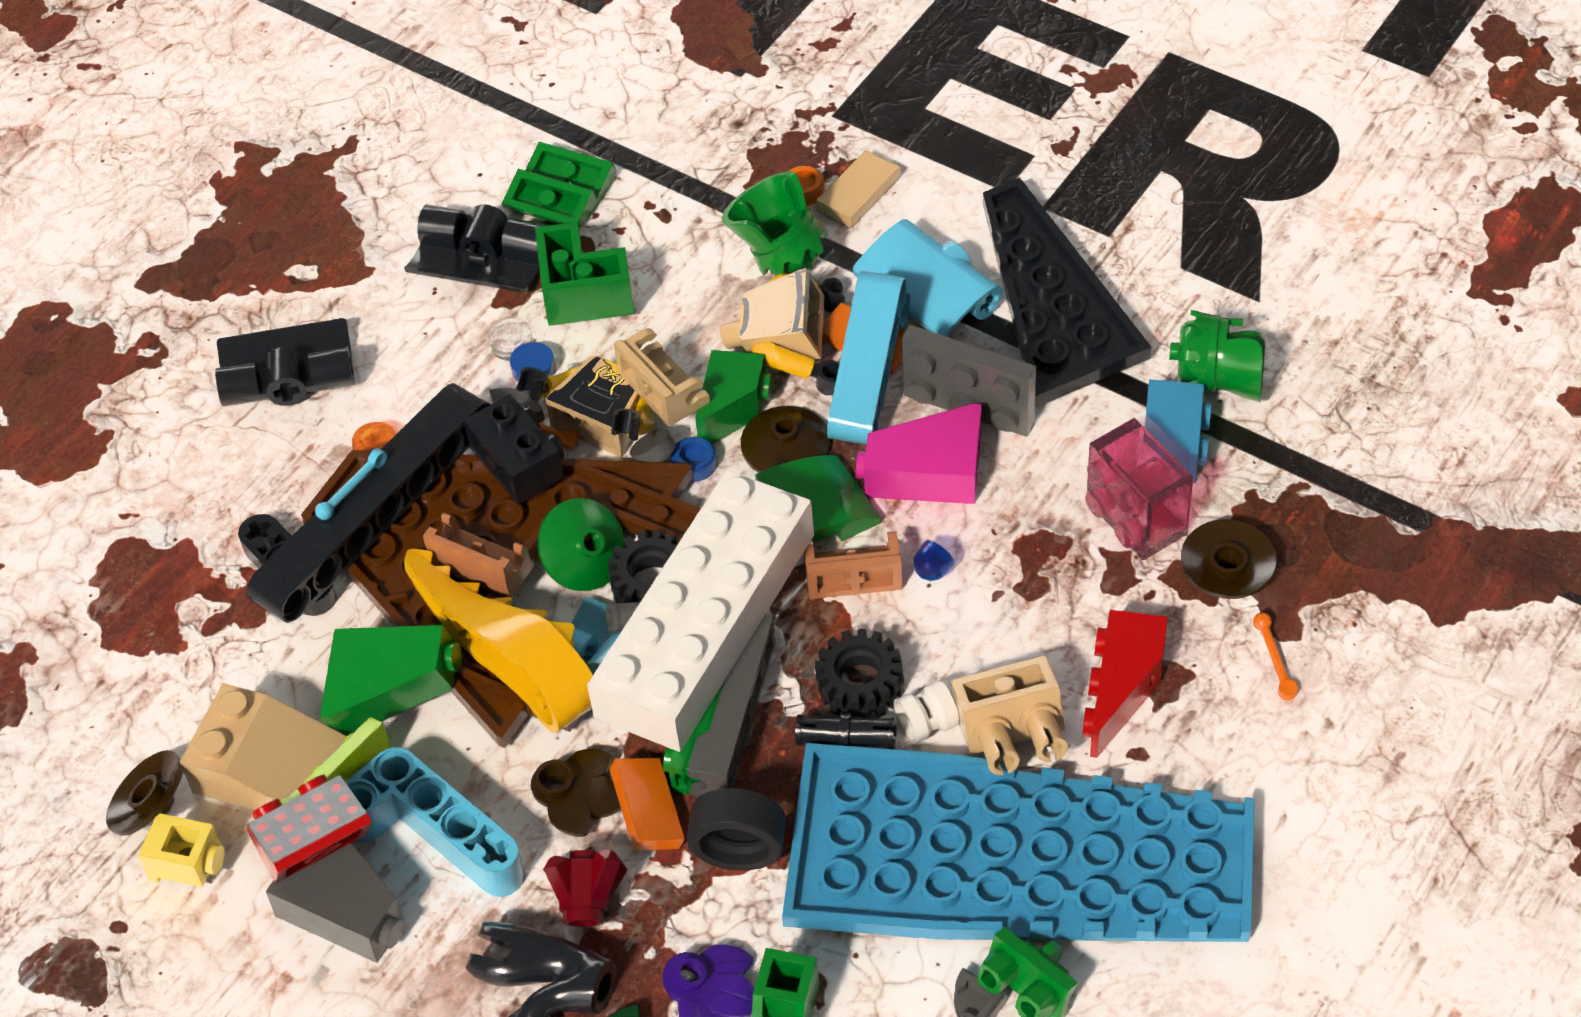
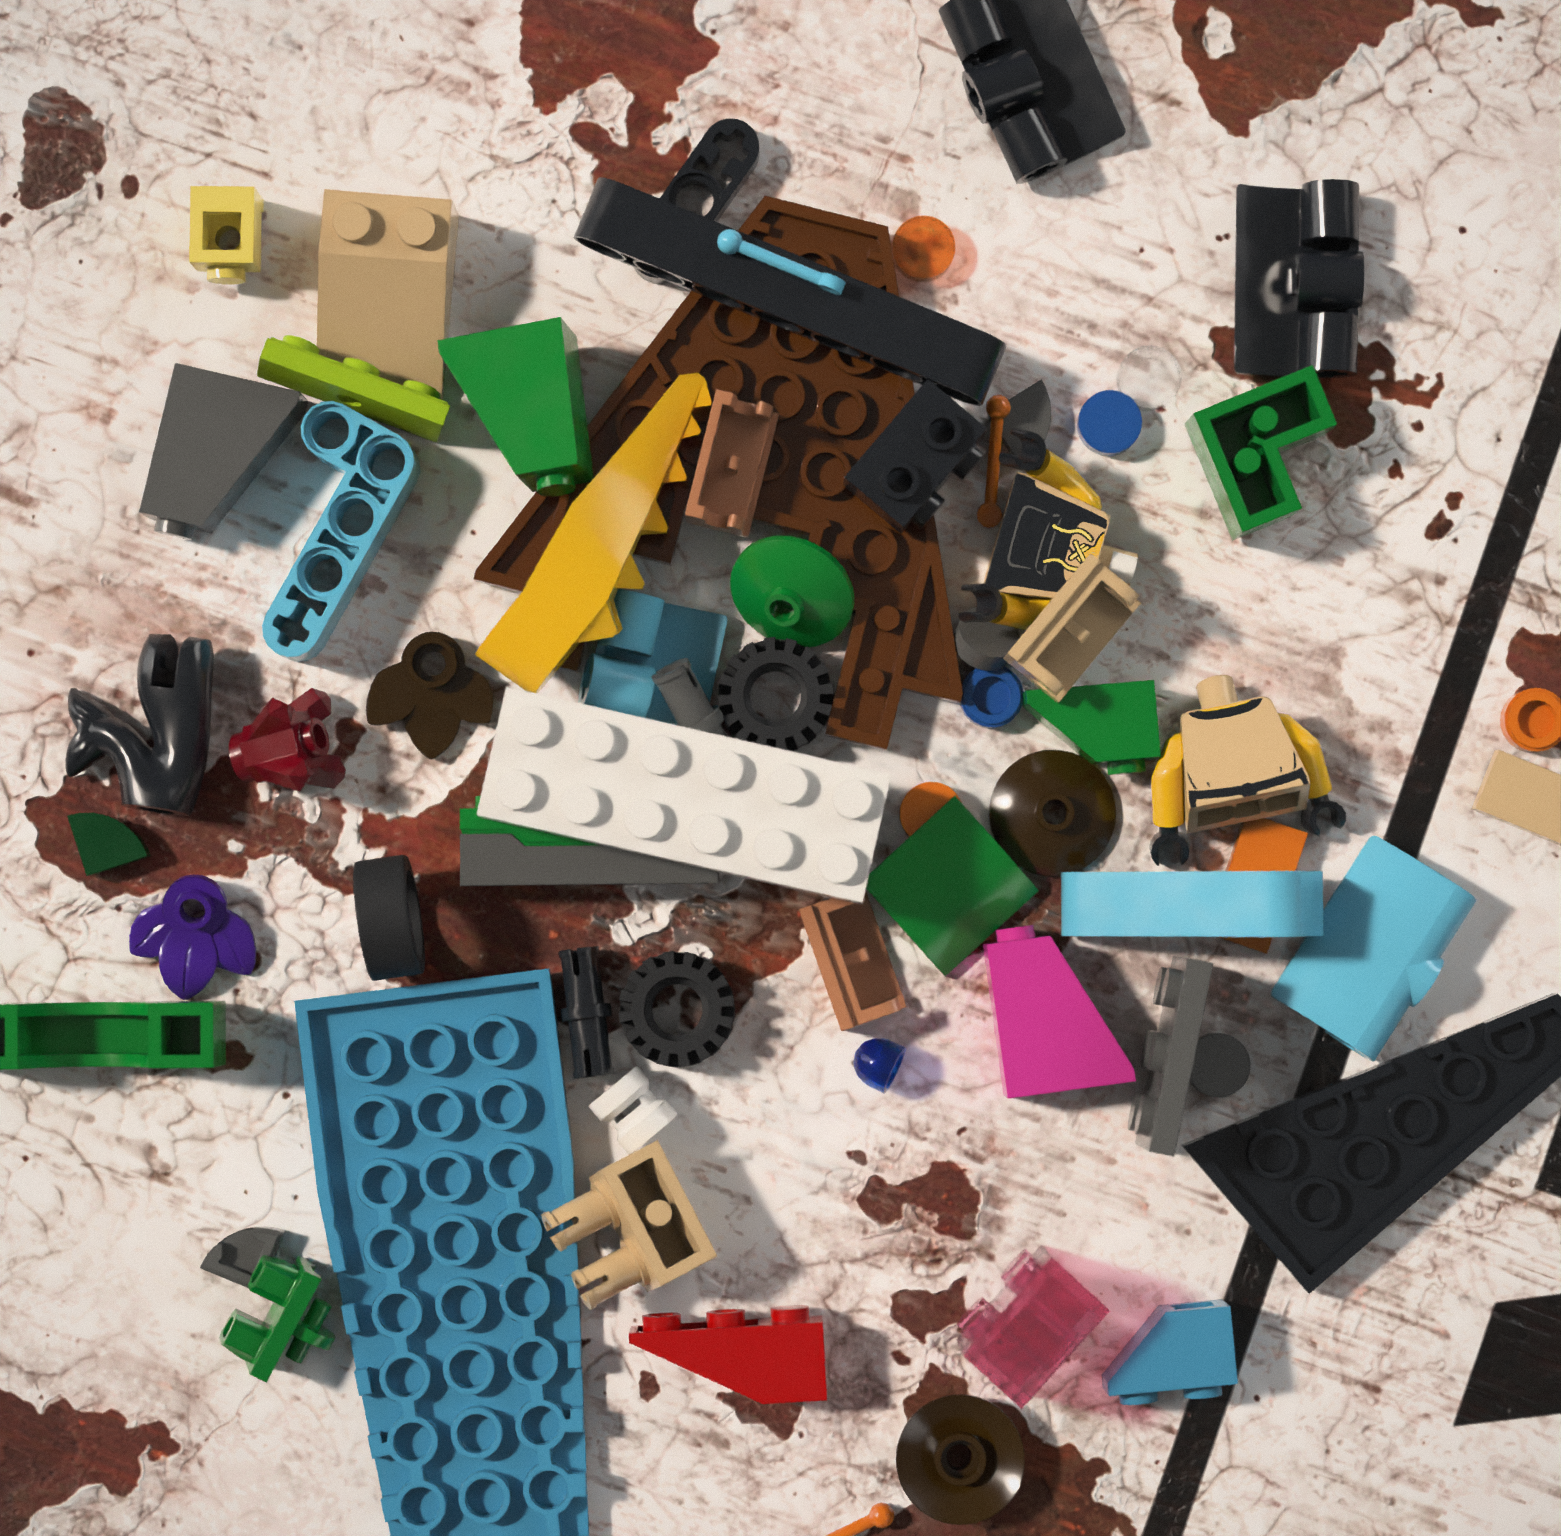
camera: 70 degrees right, 35 degrees up
(145, 793) = (295, 153): dark brown dish -> none
(307, 827) = (225, 401): slope -> none
(559, 185) = (1452, 359): green slope -> none
(646, 804) = (423, 788): orange tile -> none
(776, 224) = (1406, 709): green hat -> none
(1220, 358) = (1297, 1399): green hat -> none

